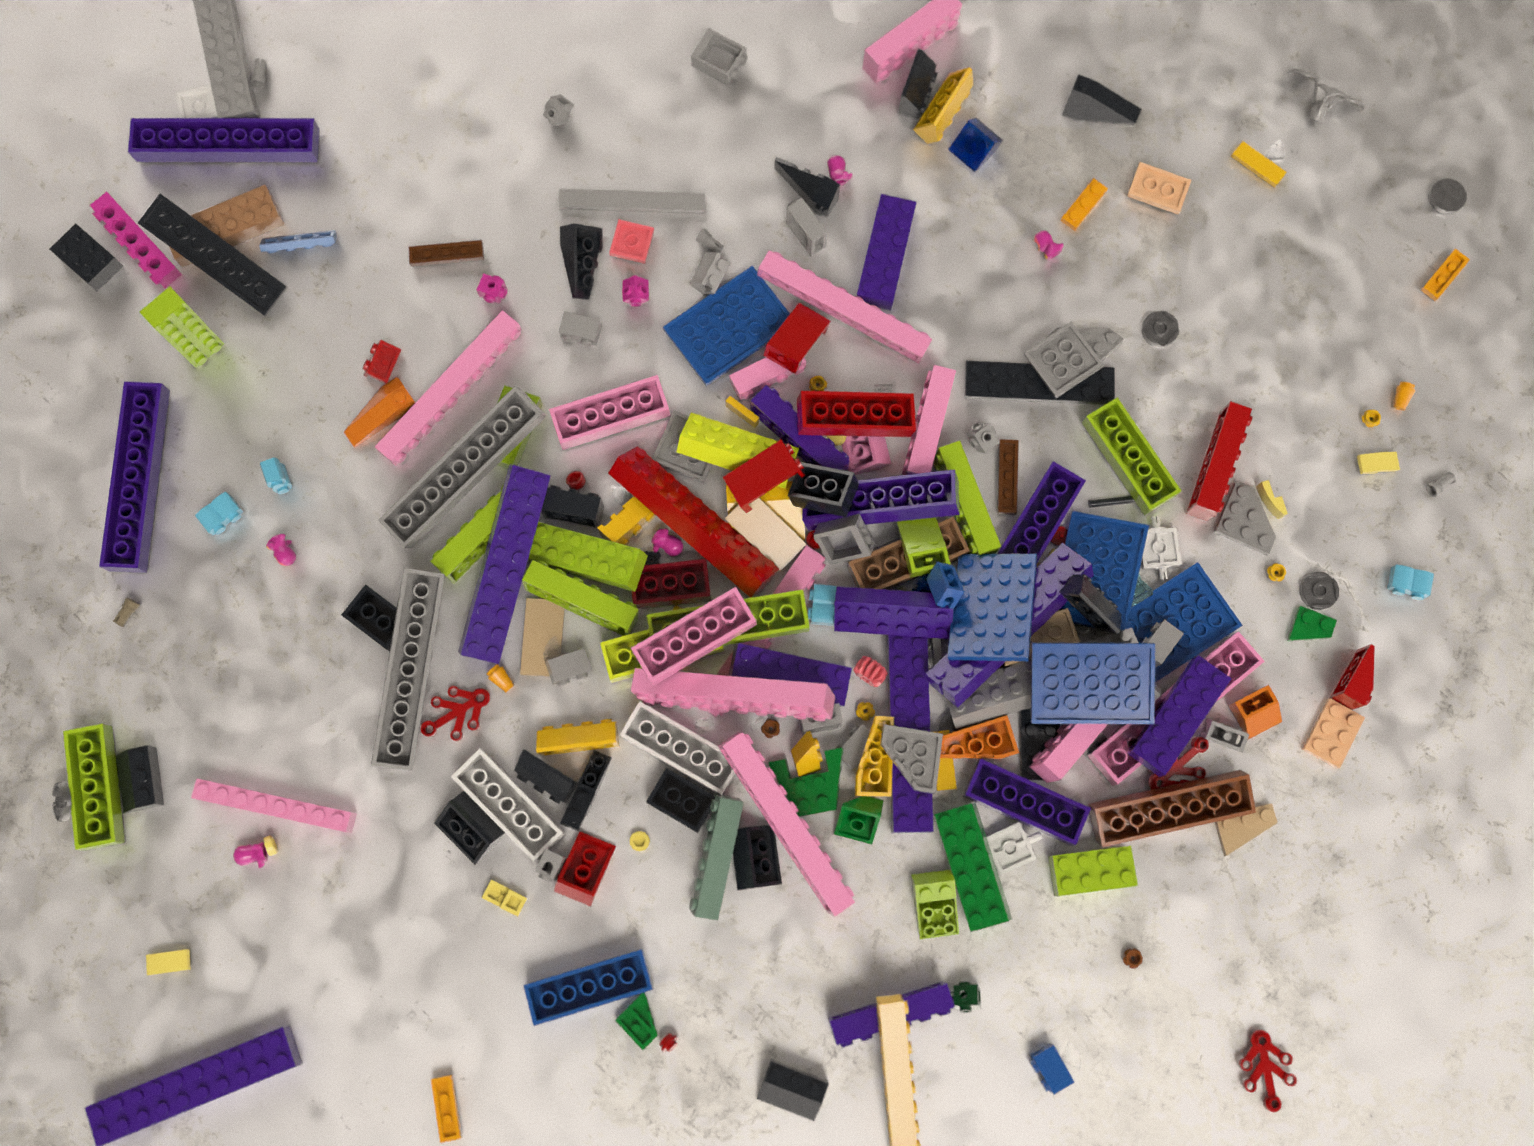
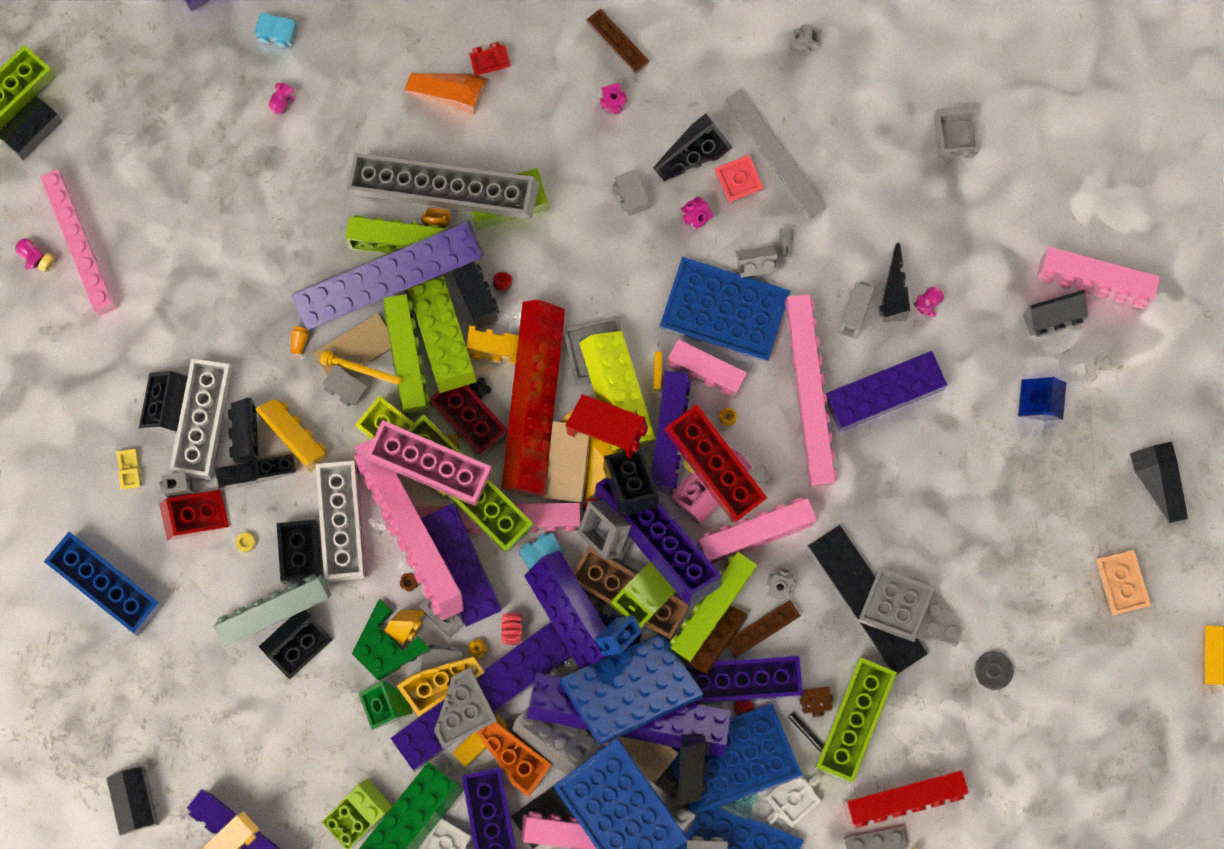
camera: 55 degrees right, 0 degrees up
(126, 611) = (150, 19): dark tan pin -> none
(276, 475) = (335, 49): medium azure brick -> none
(372, 616) = (278, 211): black brick -> none
(407, 669) = (252, 262): light grey brick -> none
(448, 388) = (505, 126): bright pink brick -> none
(458, 710) = (249, 327): red plant -> none
(481, 494) = (436, 216): none -> light orange hair
(536, 663) = (329, 358): none -> yellow piece
(609, 412) = (577, 267): bright pink brick -> none
(638, 1022) = (103, 642): green wing -> none
(668, 1043) = (102, 677): red plate -> none
(670, 544) = (503, 392): dark pink animal -> none
(786, 824) = (334, 646): bright pink brick -> none
(796, 337) = (751, 369): red panel -> none
(944, 105) = (1055, 348): yellow slope -> none
(1000, 521) = (718, 639): none -> reddish brown plate
(1045, 244) = (996, 518): dark pink animal -> none
(1084, 204) = (1059, 529): light orange plate -> none
(1095, 475) = (816, 701): none -> reddish brown head

